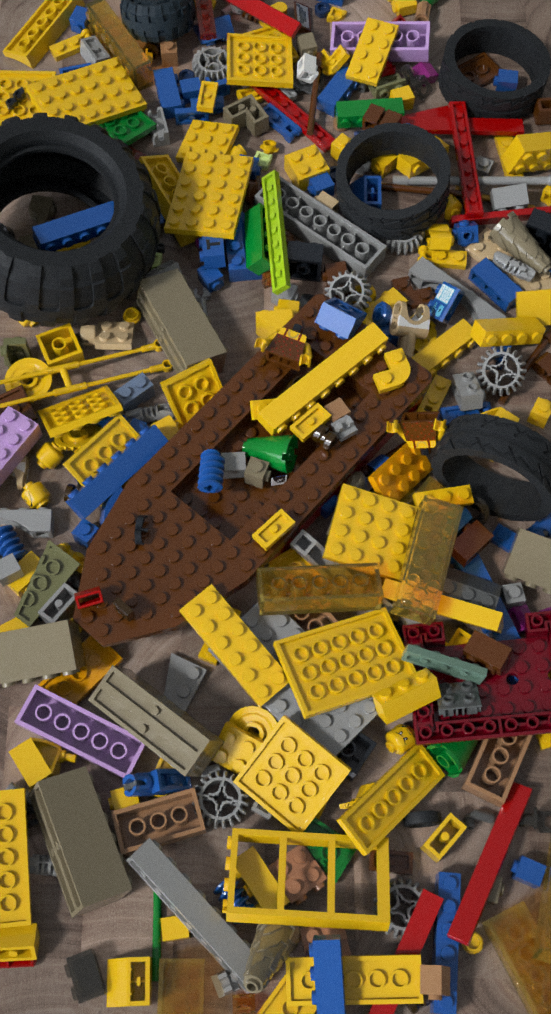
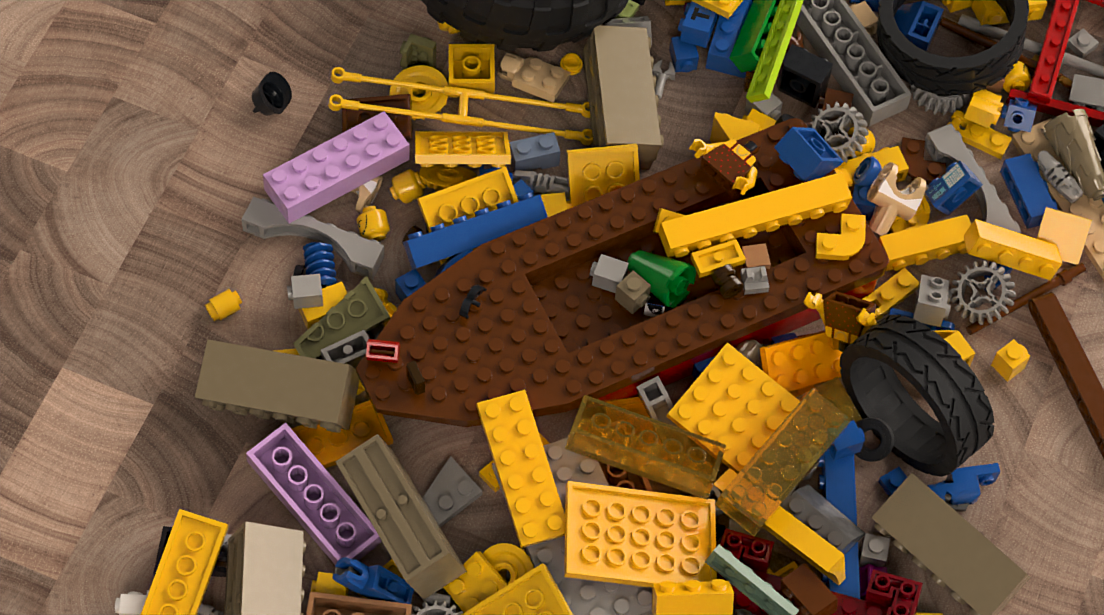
camera: 20 degrees right, 5 degrees down
(39, 759) = (257, 503): yellow piece -> none
(211, 471) = (578, 268): blue piece -> none
(273, 529) = (621, 359): yellow plate -> none
(456, 495) = (861, 411): yellow plate -> none
(471, 542) = (848, 470): reddish brown brick -> none

